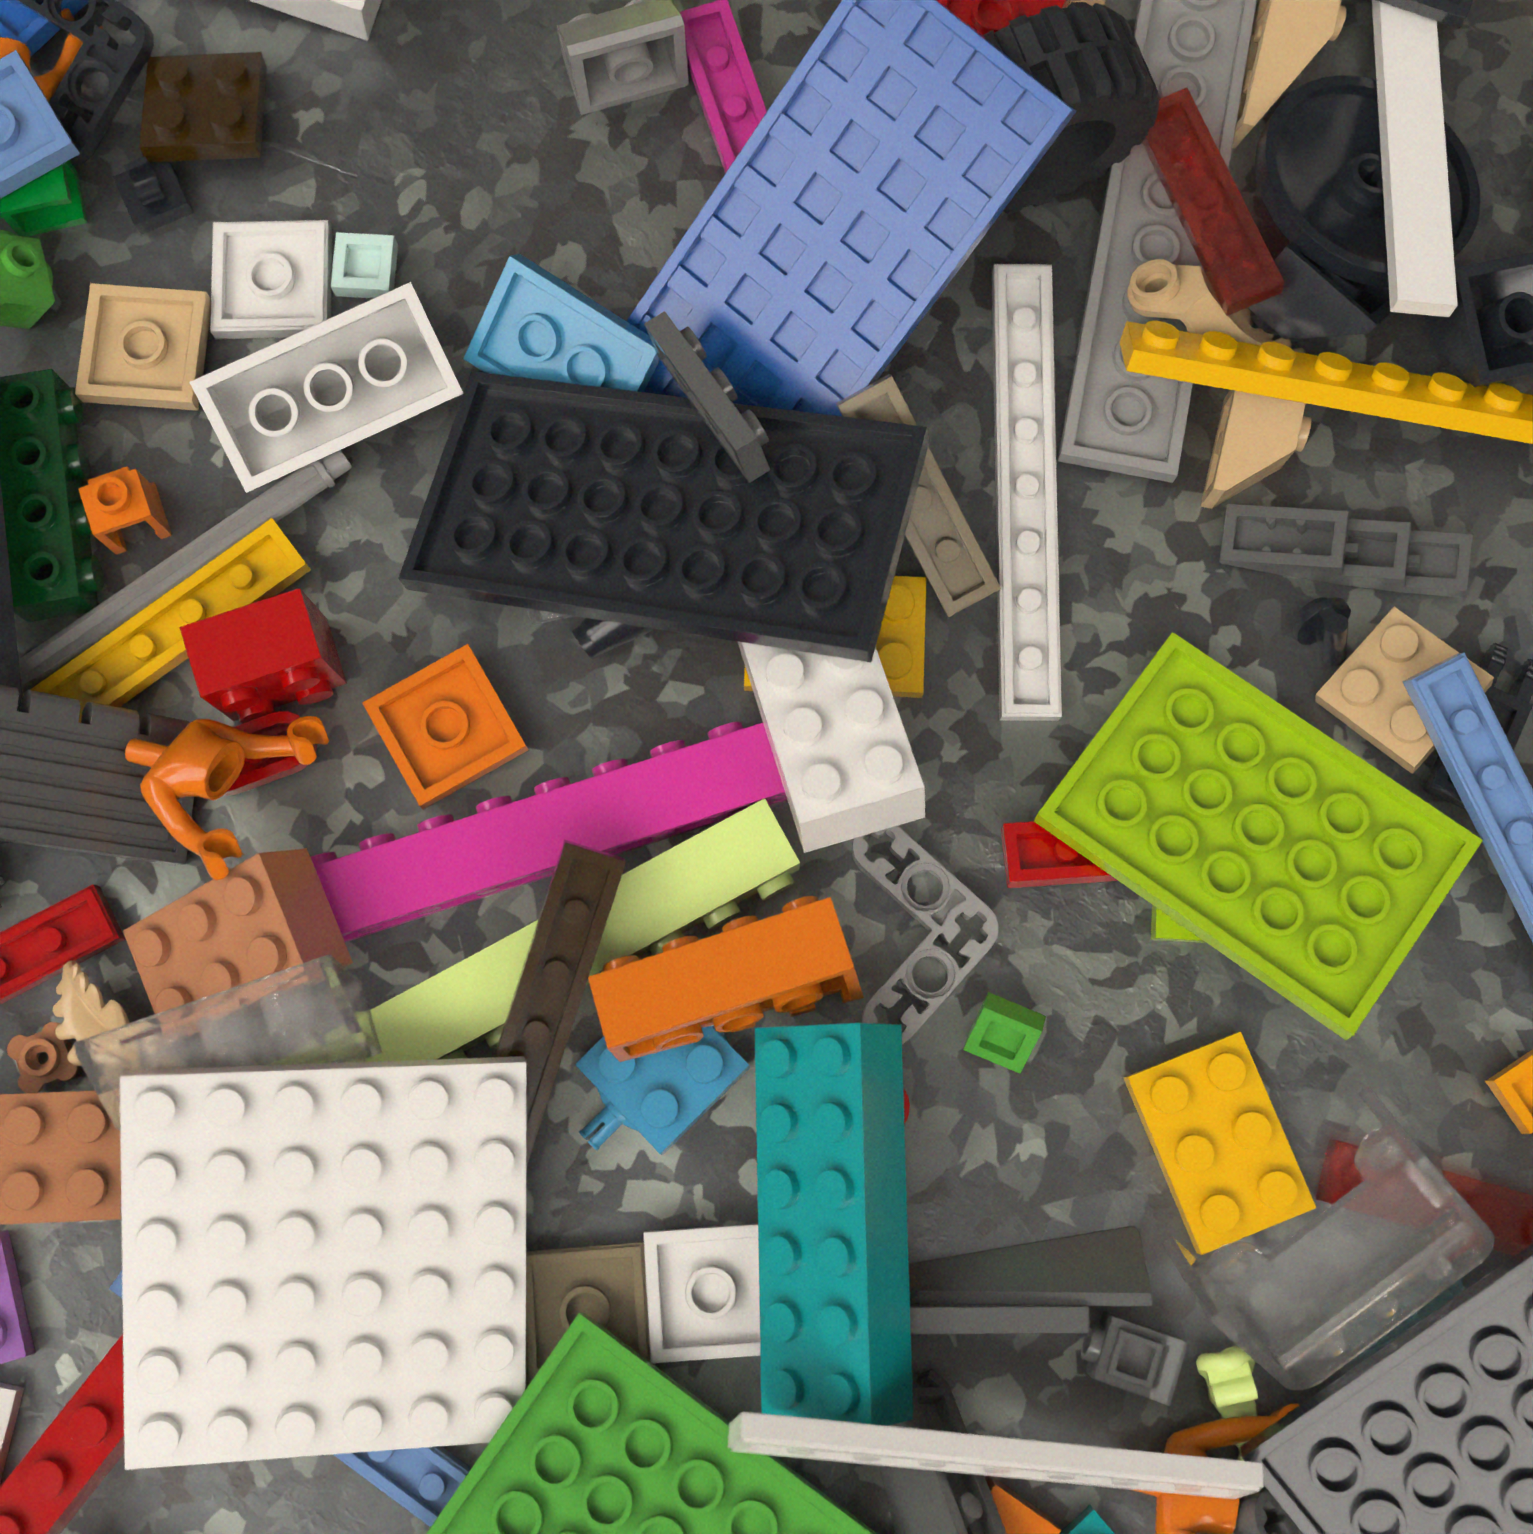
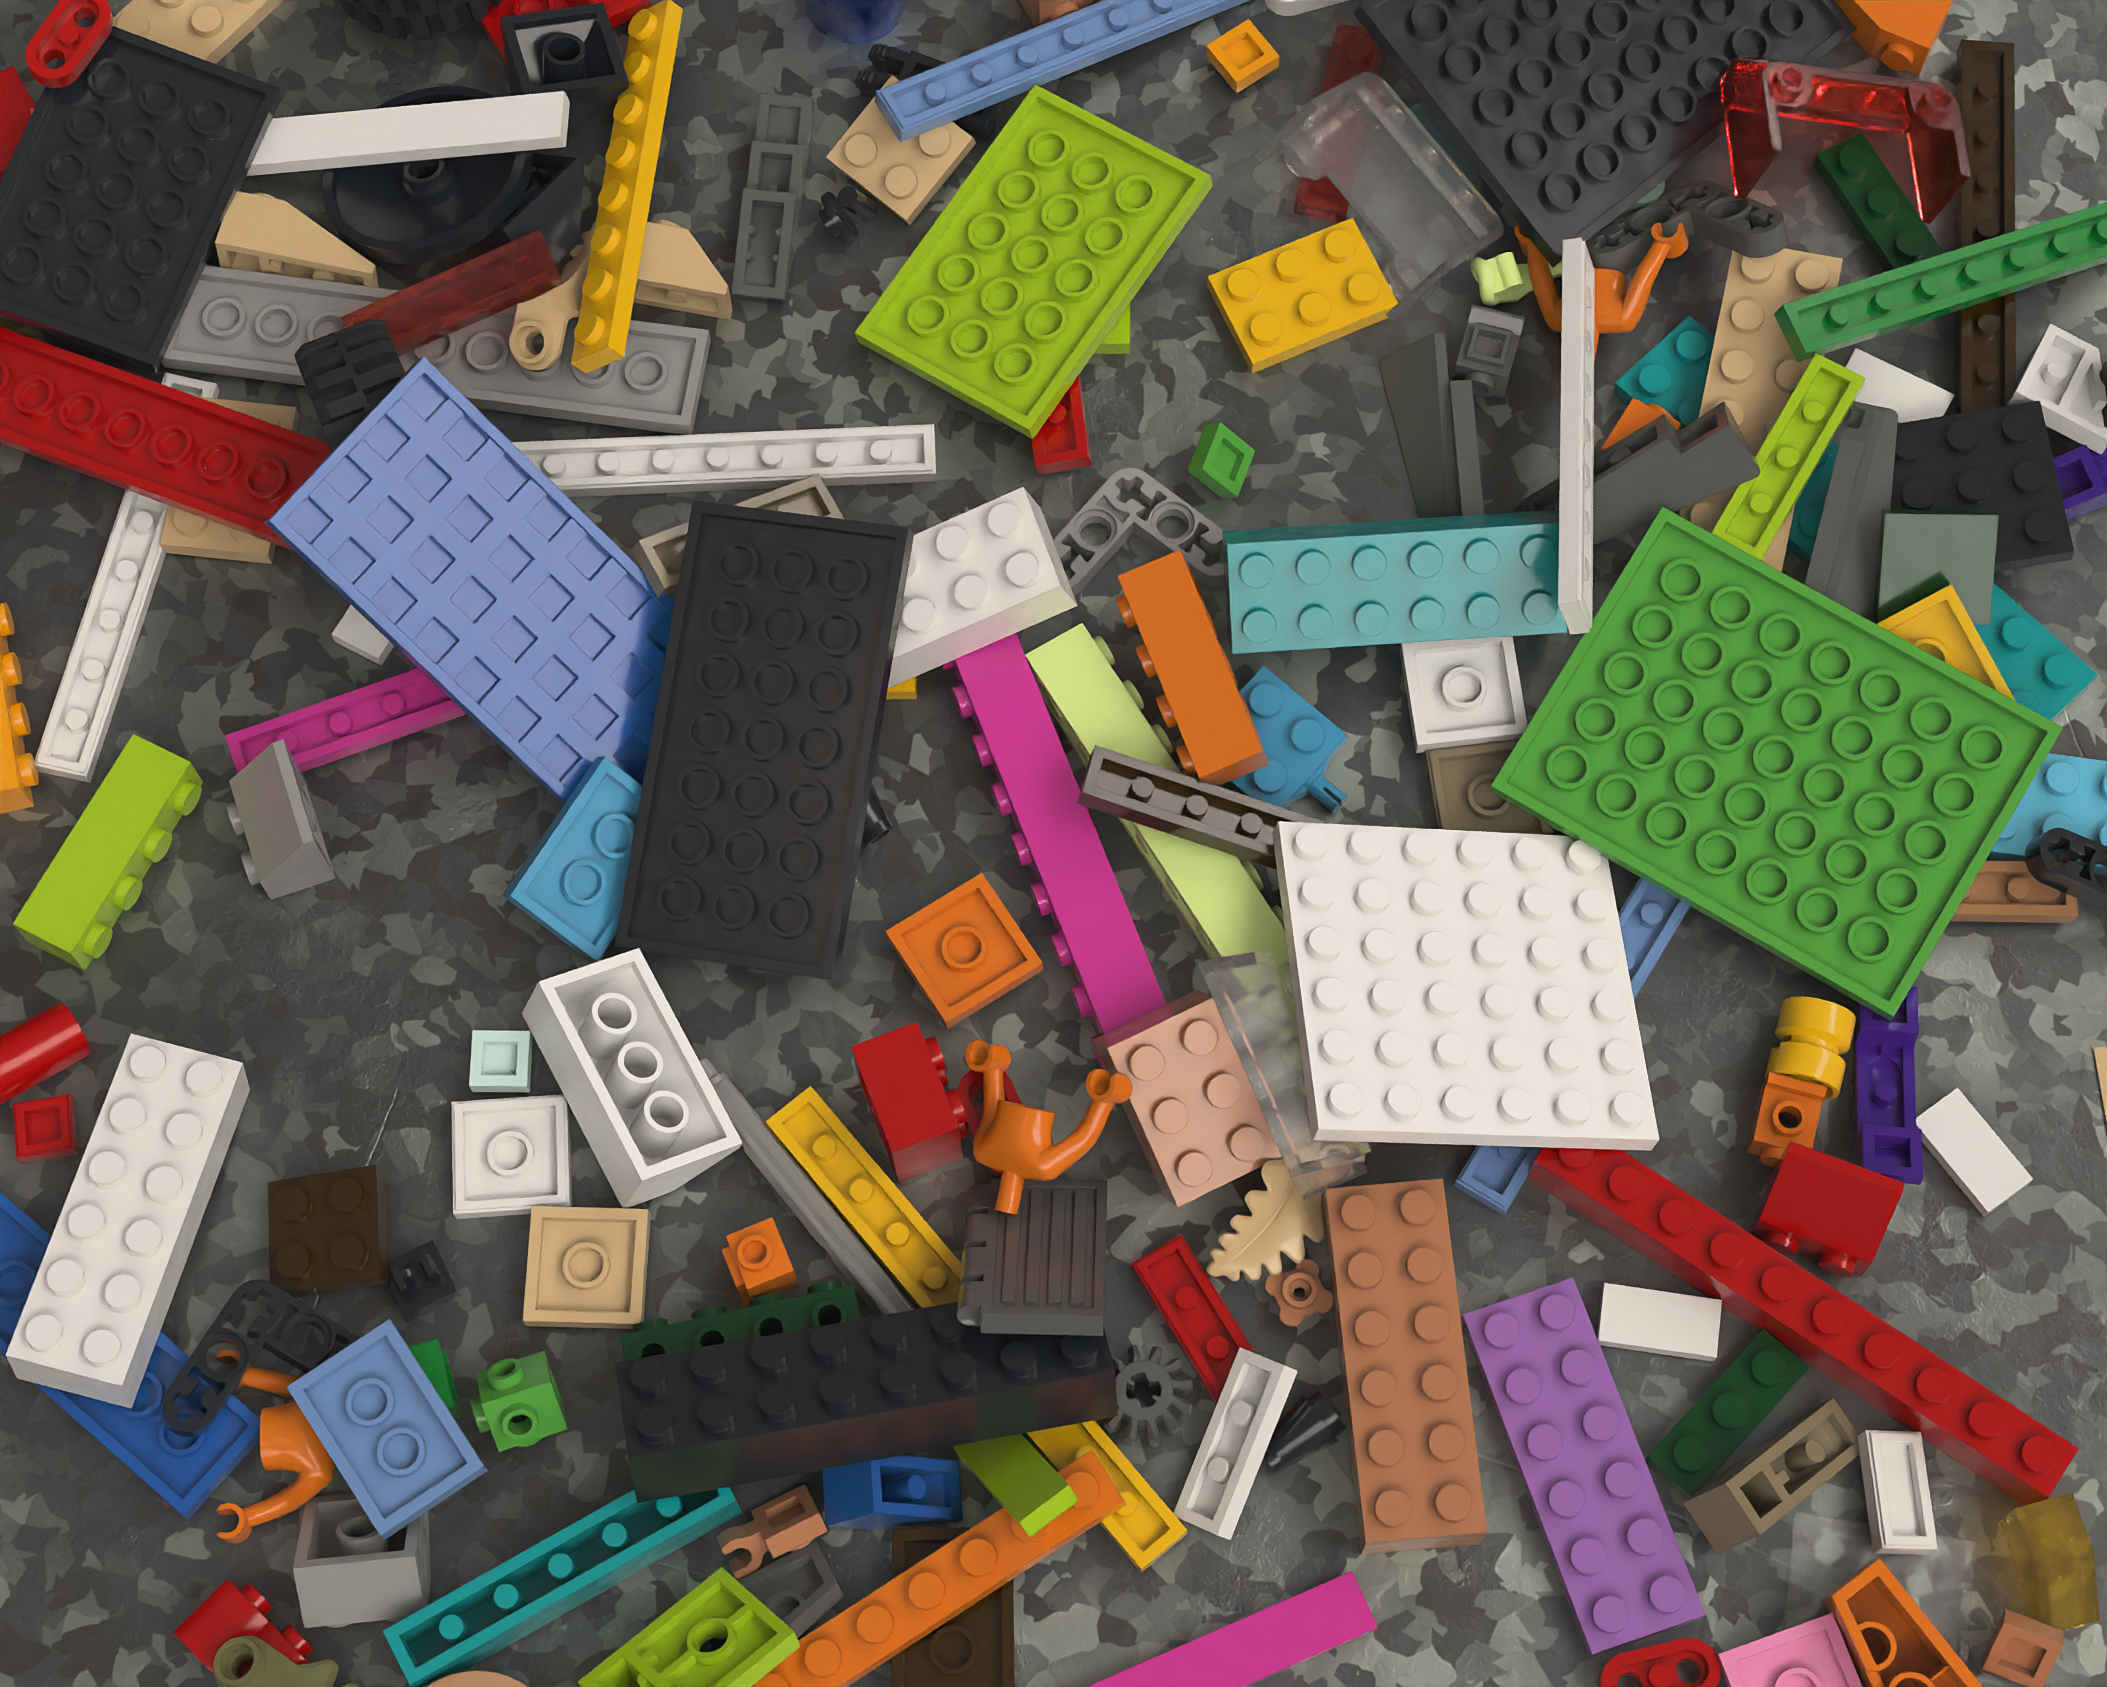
camera: 90 degrees left, 10 degrees down
(710, 395) = (660, 692): dark grey plate -> none

